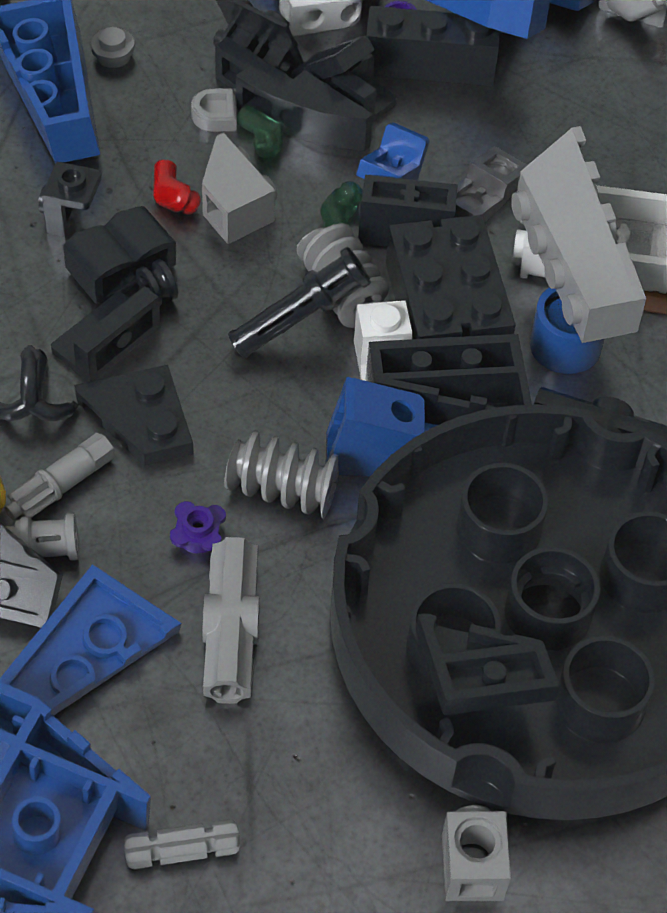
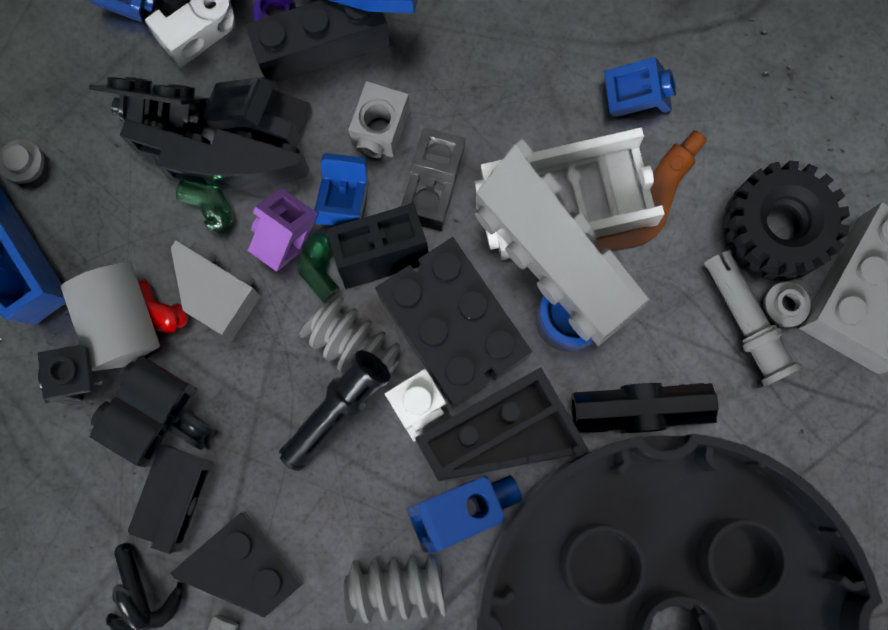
camera: 20 degrees left, 25 degrees up
(132, 168) = (110, 316): none -> light grey brick
(215, 110) = (151, 194): light grey tile -> none
(322, 163) = (280, 228): none -> medium lavender brick
(457, 124) = (374, 103): none -> light grey brick

